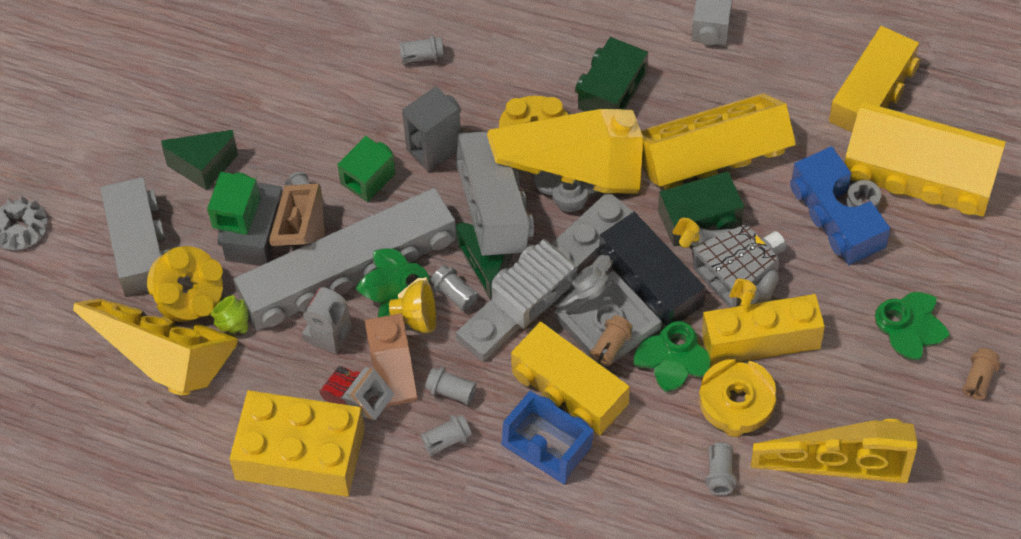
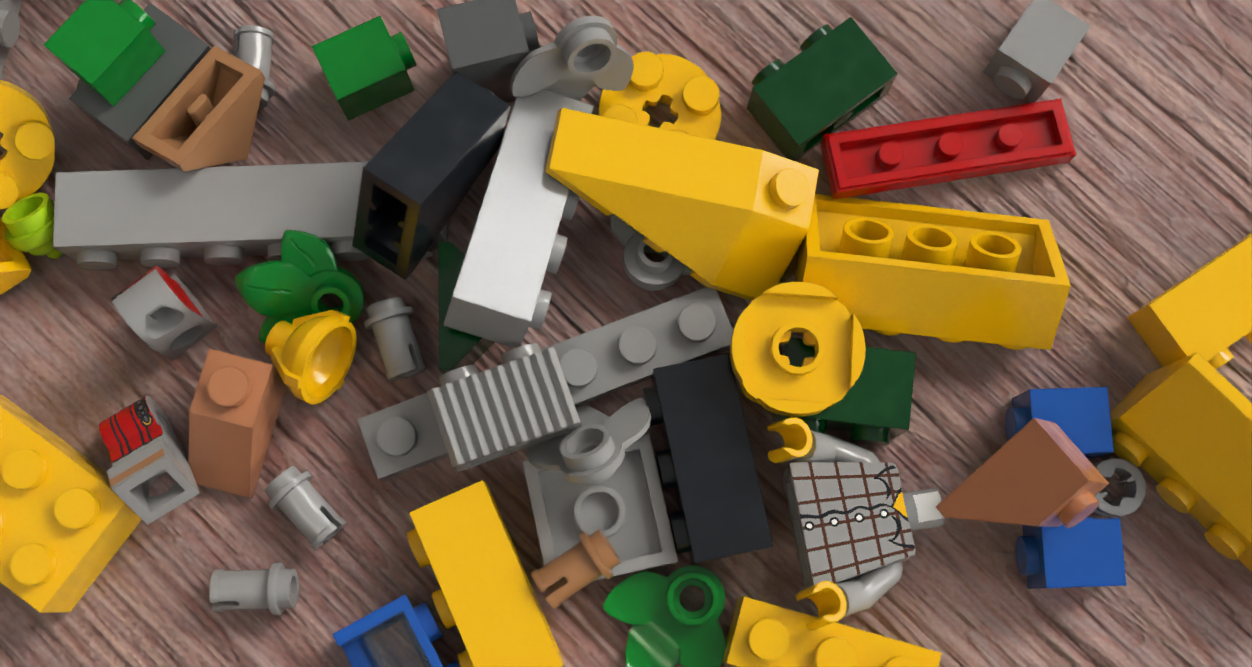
camera: 20 degrees right, 20 degrees up
(436, 190) = (426, 173): none -> black slope
(483, 110) = (577, 61): none -> light grey plate
(662, 208) = (824, 323): none -> yellow plate
(692, 81) = (947, 148): none -> red tile
(814, 201) = (1030, 481): none -> nougat slope

